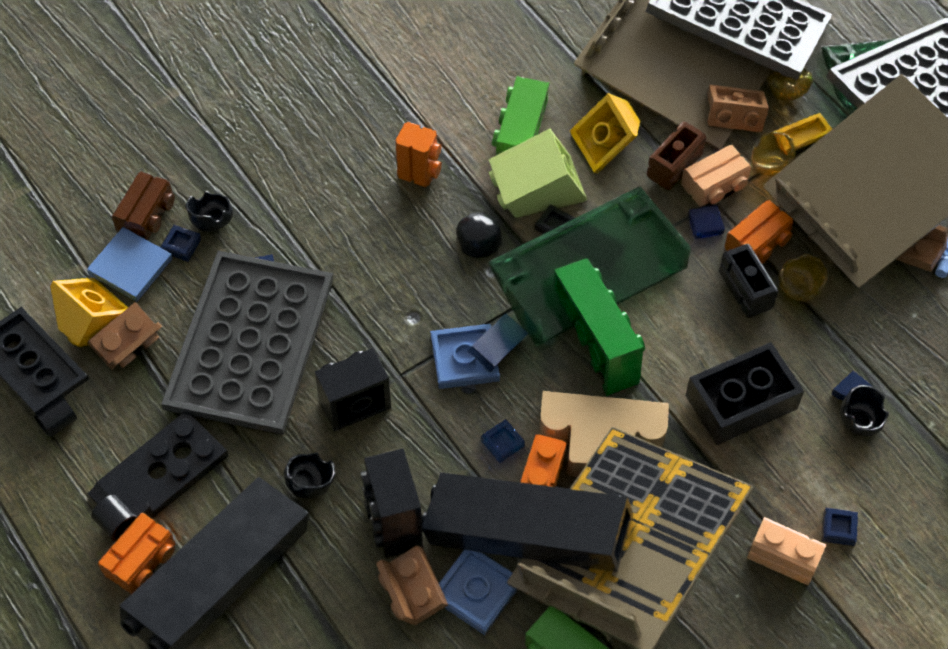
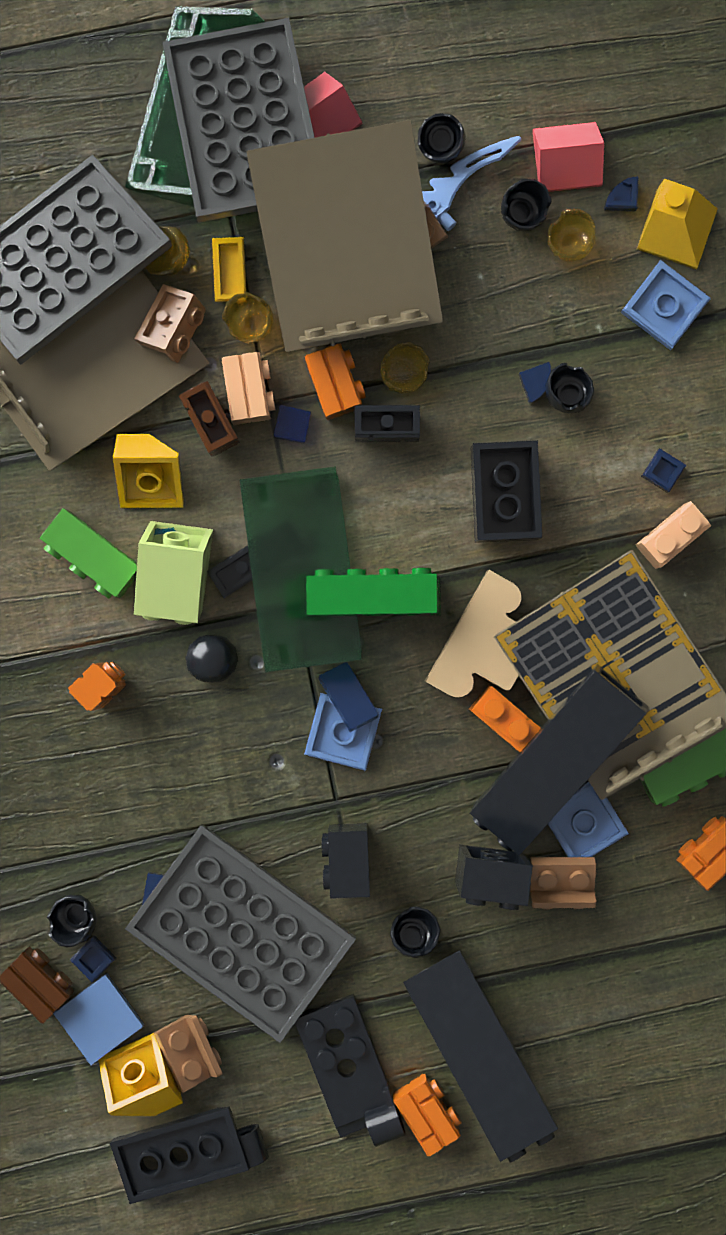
camera: 65 degrees left, 30 degrees up
(502, 441) = (448, 735): clear blue tile -> none

